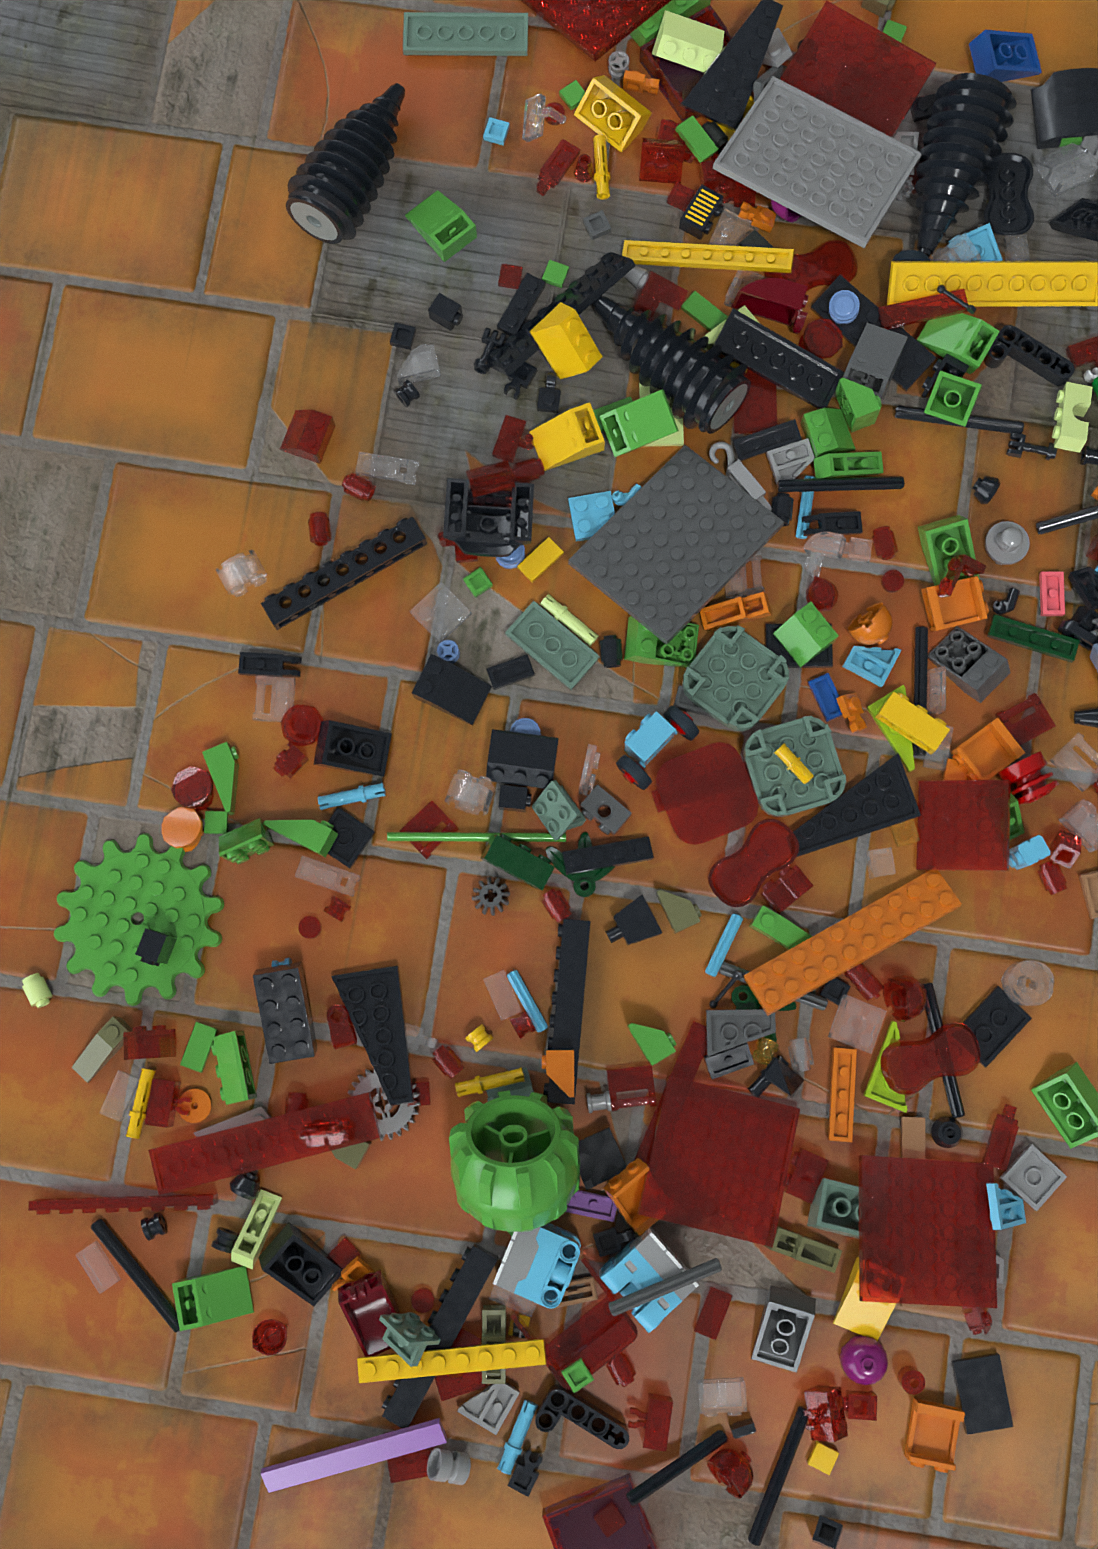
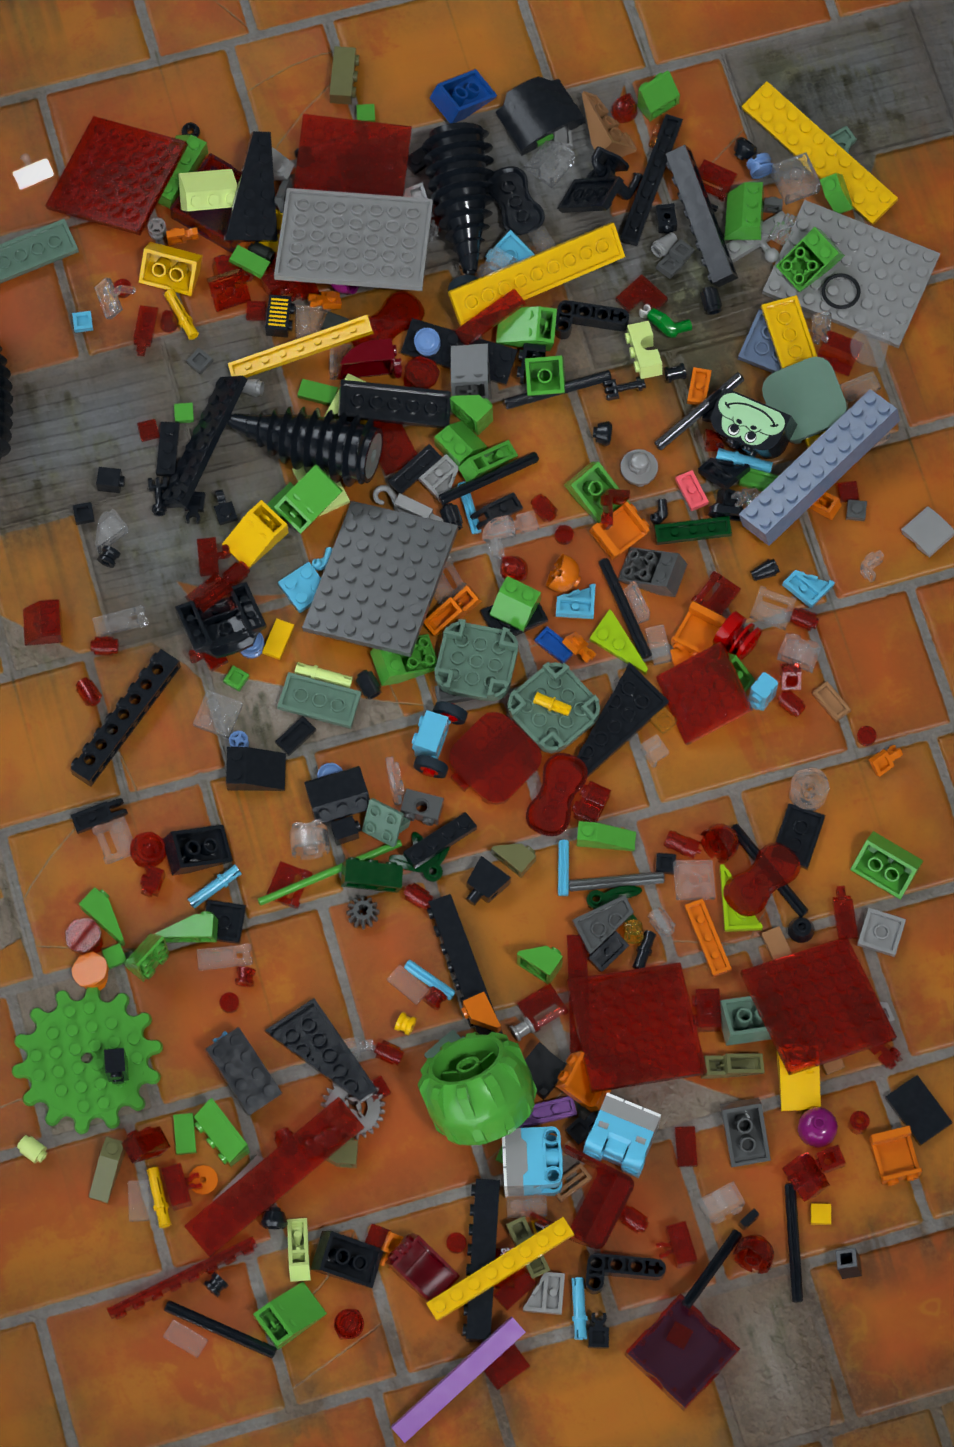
camera: 30 degrees left, 10 degrees down
(225, 1239) = (277, 1268): black wheel -> none
(242, 573) = (43, 752): clear brick -> none
(342, 1031) = (294, 1067): clear red piece -> none
(408, 1336) = (456, 1265): sand green bracket -> none
(442, 225) = (74, 413): bright green slope -> none
(449, 1466) = (536, 1351): light grey wheel -> none
(488, 1082) = (428, 1052): yellow pin -> none
(566, 342) = (220, 461): yellow slope -> none
(572, 94) = (130, 267): bright green tile -> none
(577, 1375) = (602, 1232): bright green tile -> none
(659, 289) = (272, 390): clear red plate -> none
(665, 1286) = (634, 1127): dark grey axle -> none
(737, 975) = (584, 884): black hinge -> none
(782, 1077) = (655, 944): black slope -> none
(851, 941) = (660, 818): orange plate -> none
(913, 722) = (629, 633): yellow brick -> none
(970, 308) = (496, 296): black hinge -> none
(1005, 1208) = (869, 963): medium azure wing -> none

